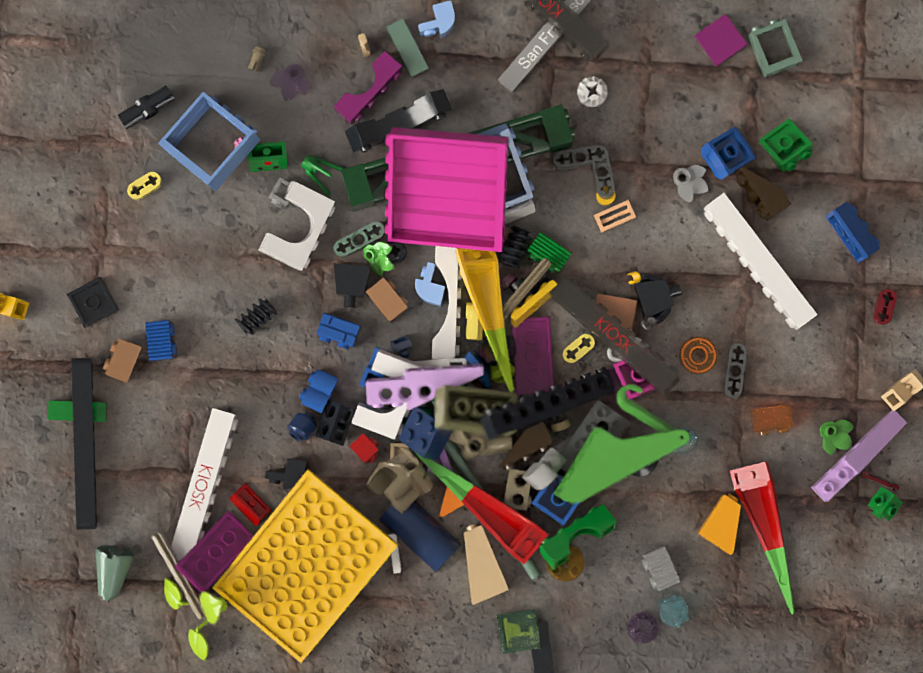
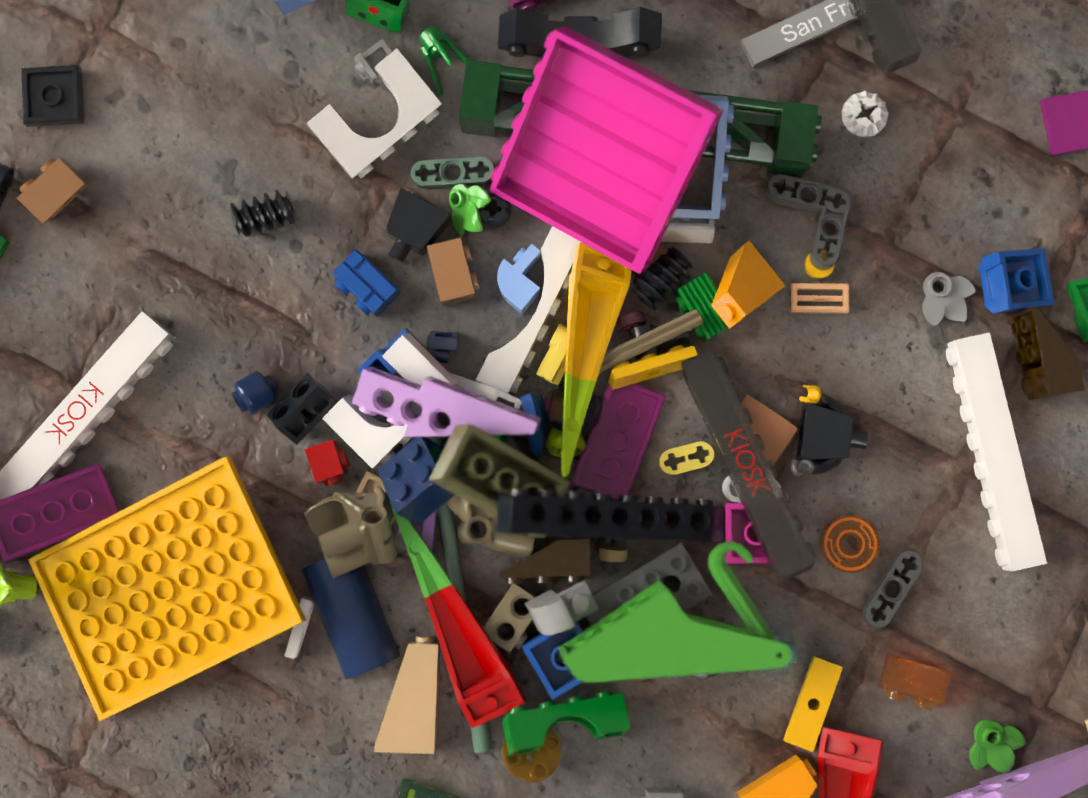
camera: 30 degrees right, 0 degrees up
(160, 340) = (117, 187): blue brick -> none
(250, 504) = (136, 467): red slope -> none
(294, 471) = (213, 448): black brick -> none
(319, 390) = (301, 354): blue brick -> none
(450, 503) = (407, 594): orange slope -> none
(566, 229) = (745, 285): none -> light orange slope
(718, 472) = (806, 721): none -> yellow tile

